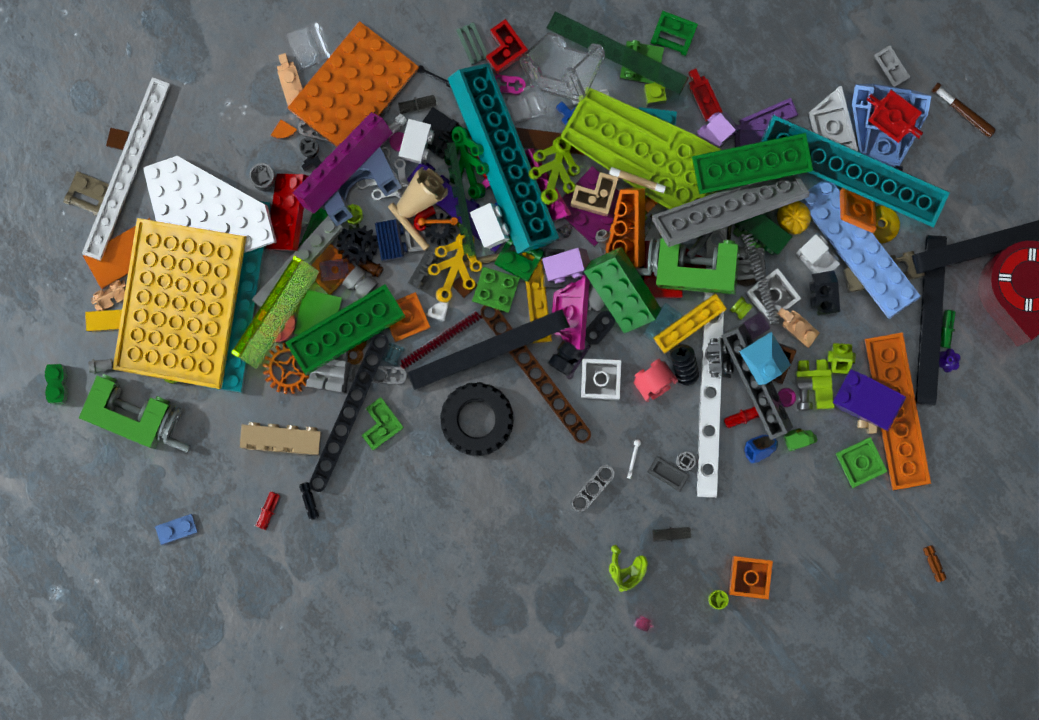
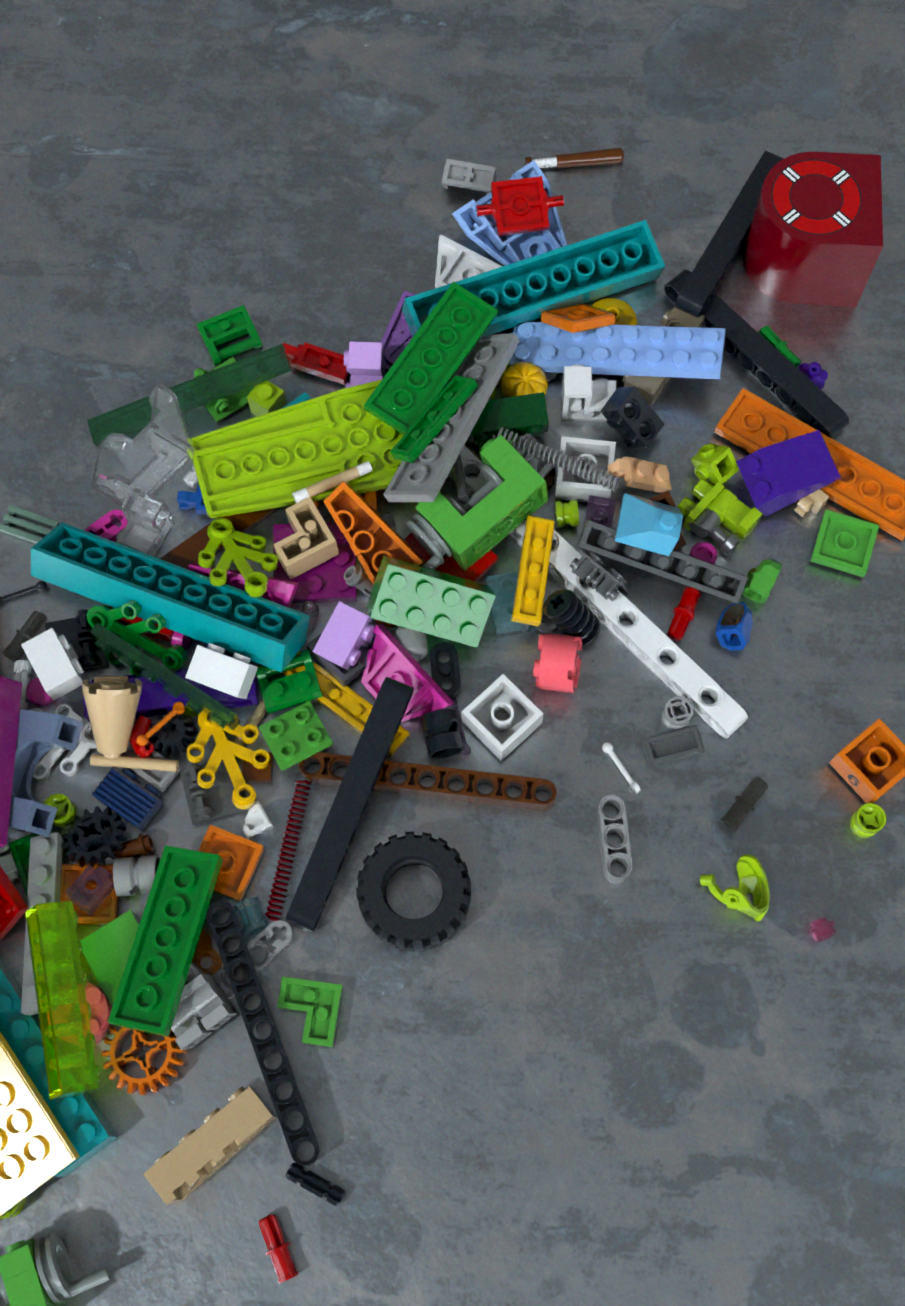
camera: 45 degrees left, 15 degrees down
(509, 49) = (68, 492): red brick -> none
(719, 199) = (434, 419): none -> green tile

